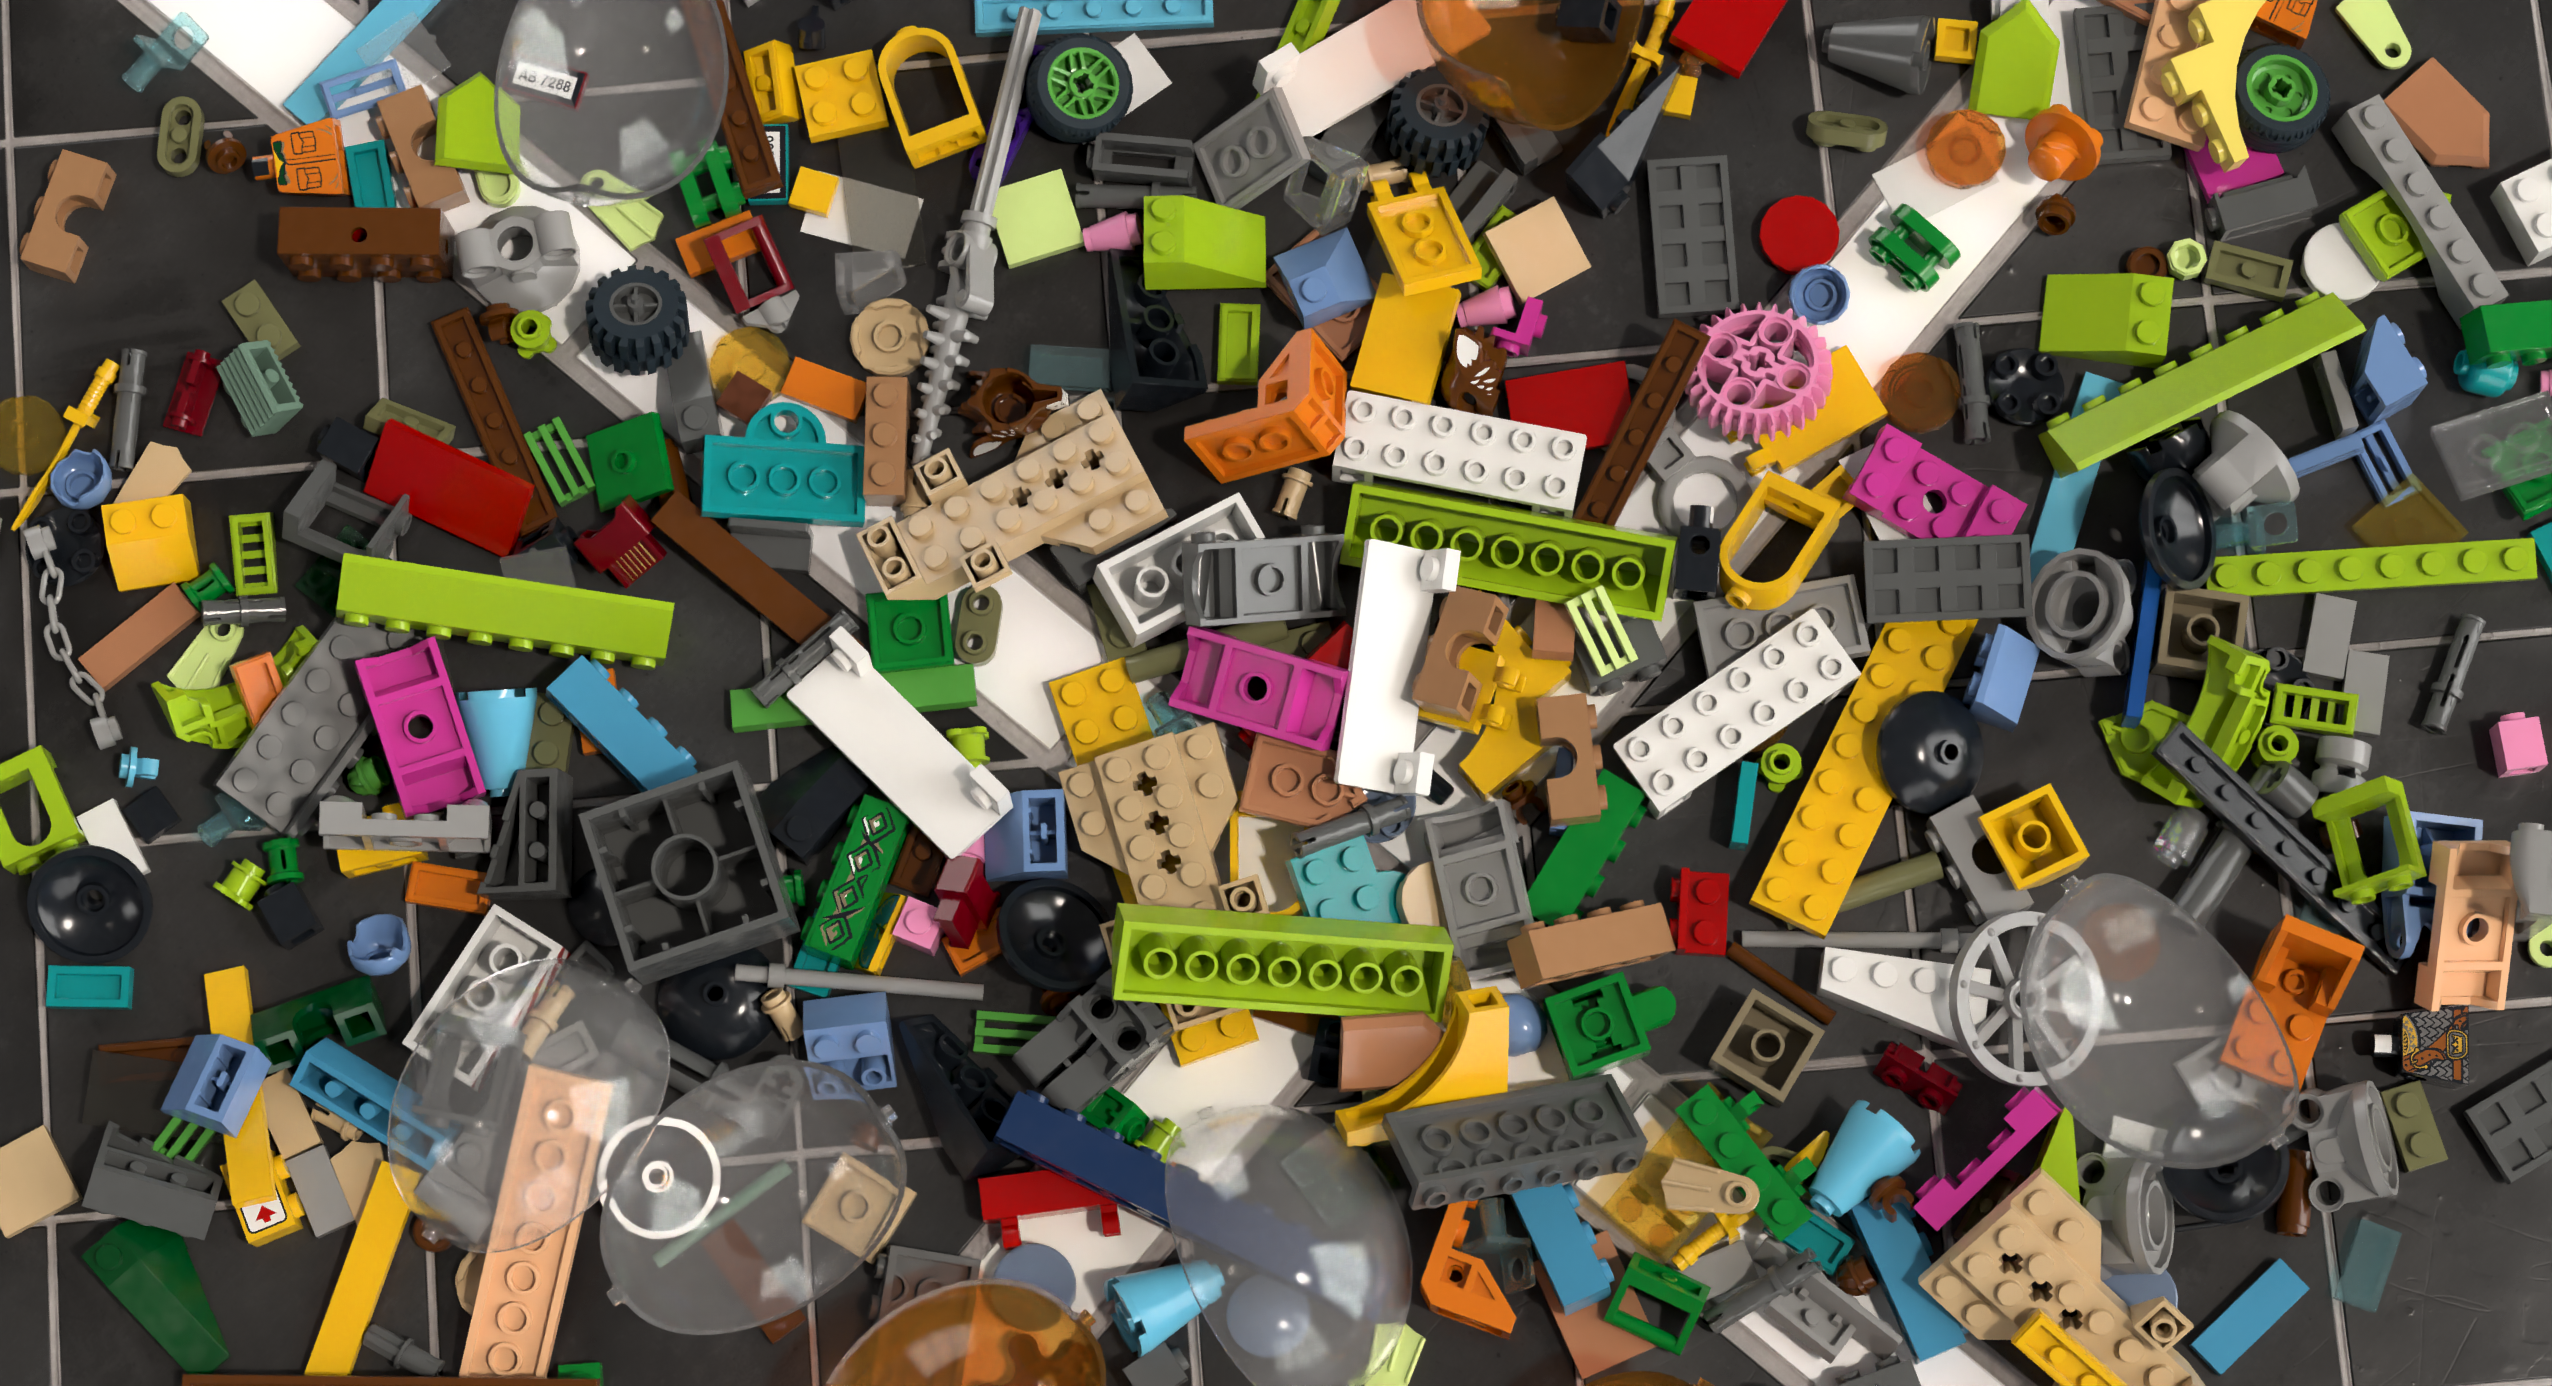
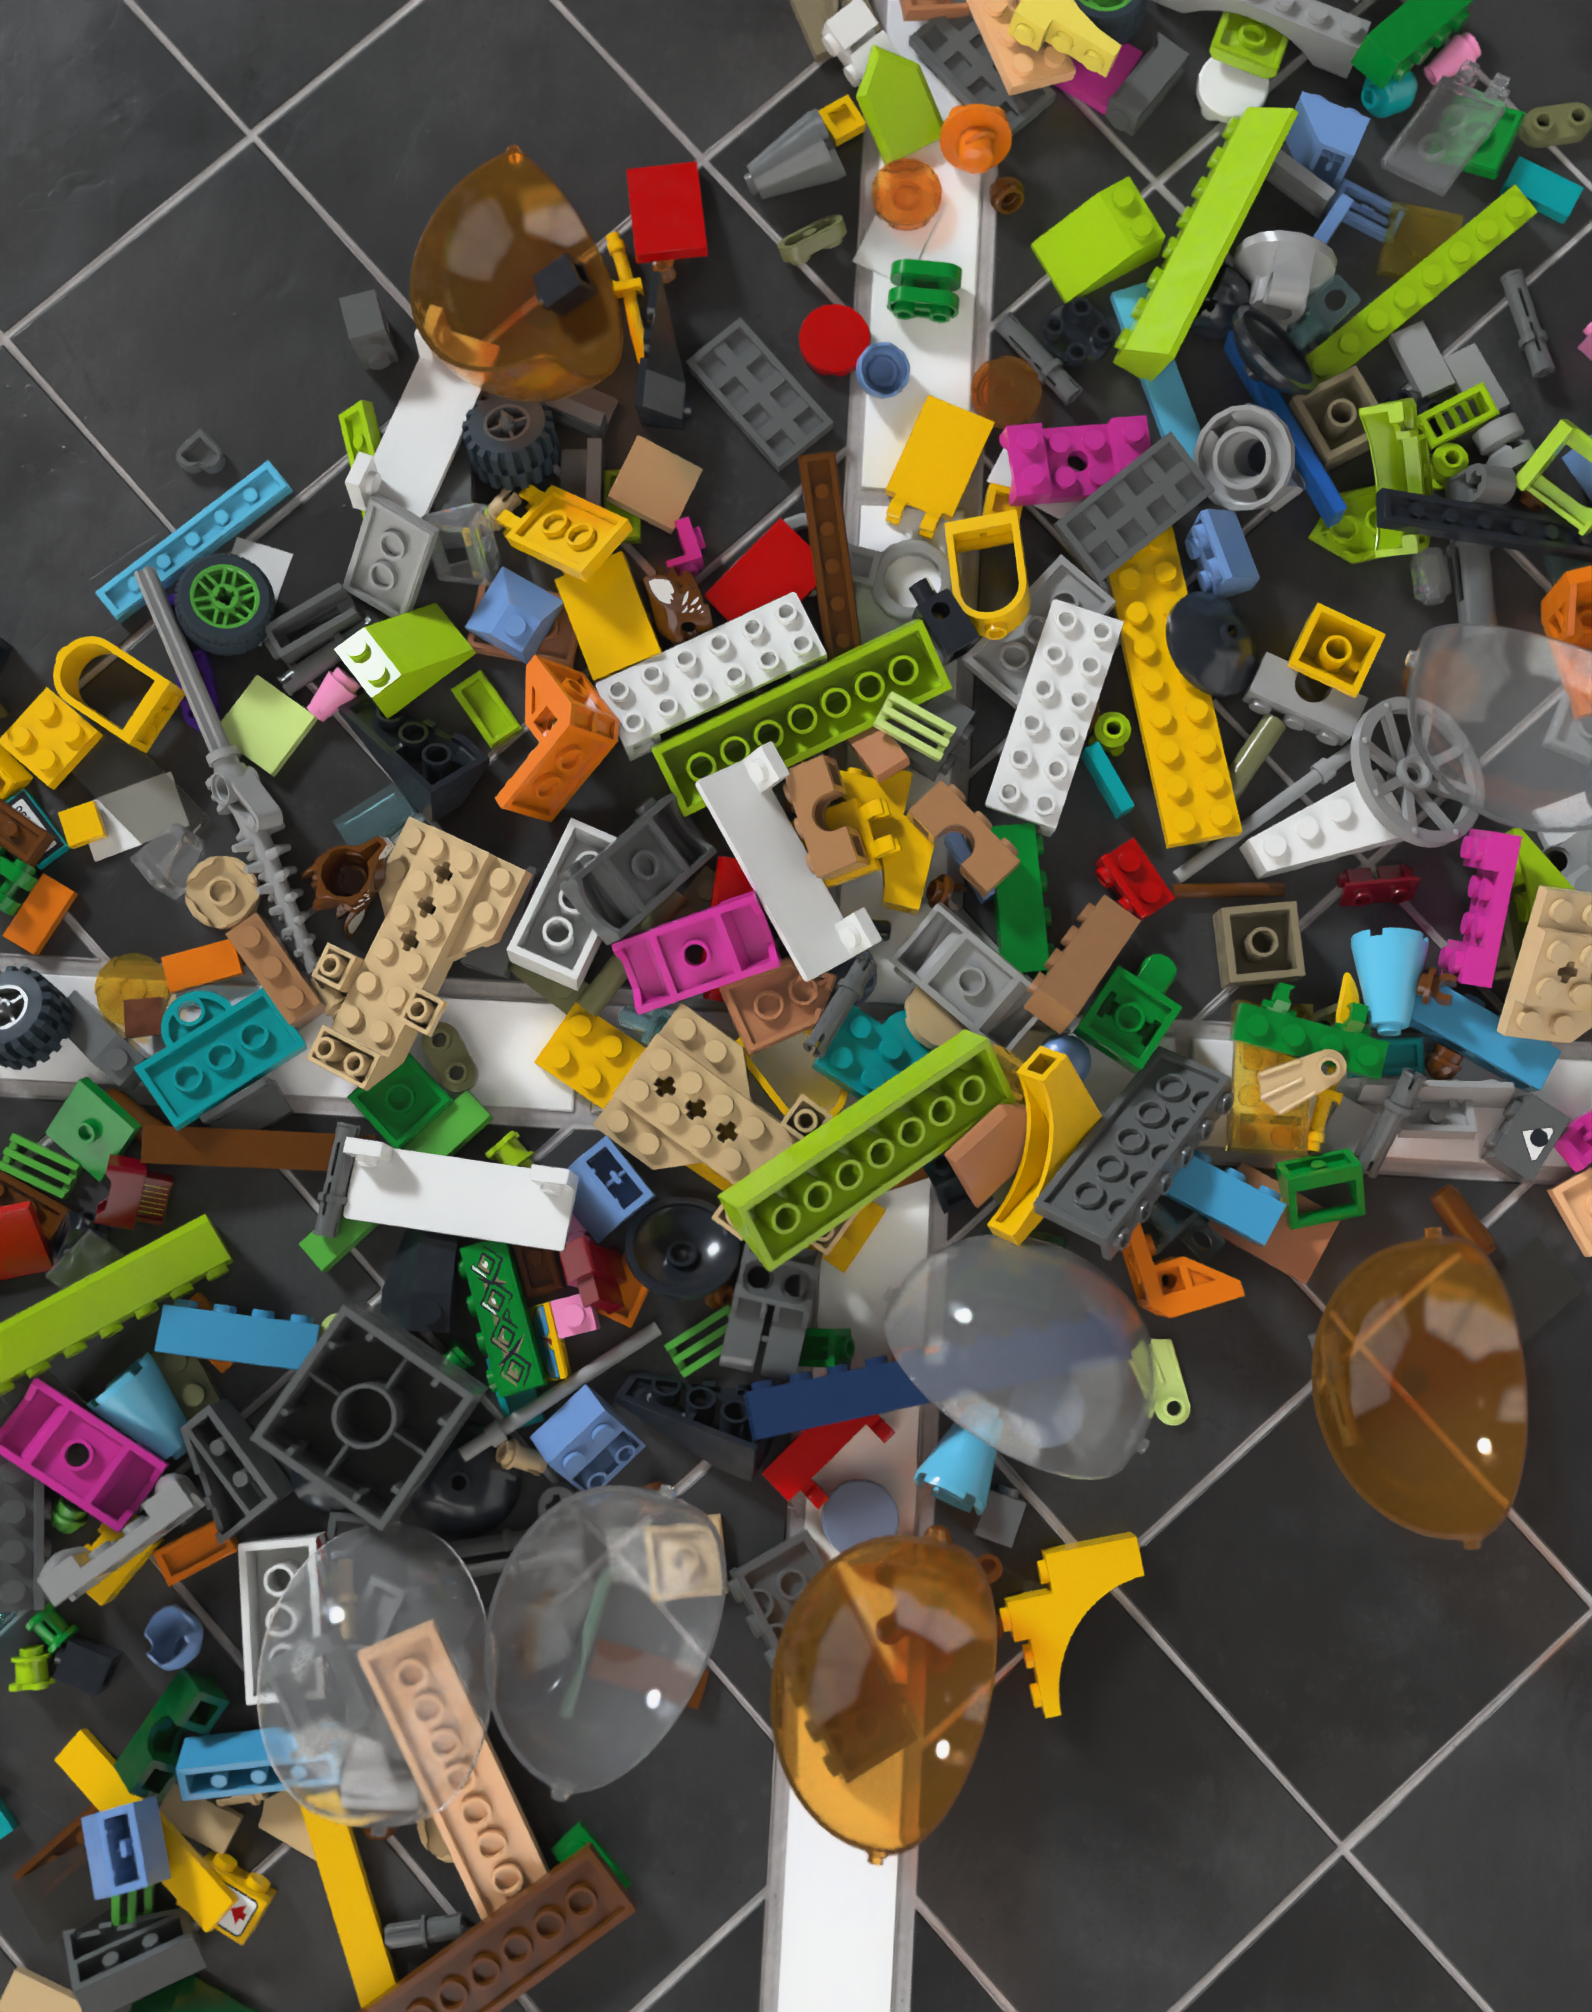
camera: 40 degrees left, 5 degrees up
(320, 1191) = (268, 1856): light grey tile -> none
(727, 273) = (61, 933): dark red tile -> none
(773, 313) = (119, 937): light grey piece -> none
(1160, 1137) = (872, 1340): lime brick -> none
(1292, 493) = (609, 791): tan pin -> none
(1487, 308) = (650, 552): bright pink cone -> none
(1682, 98) = (676, 300): yellow tile -> none
(1760, 373) = (887, 455): bright pink gear -> none
(2147, 261) = (1094, 182): reddish brown tile -> none
(2186, 259) = (1120, 162): yellowish green tile -> none
(2248, 271) = (1171, 140): olive plate -> none

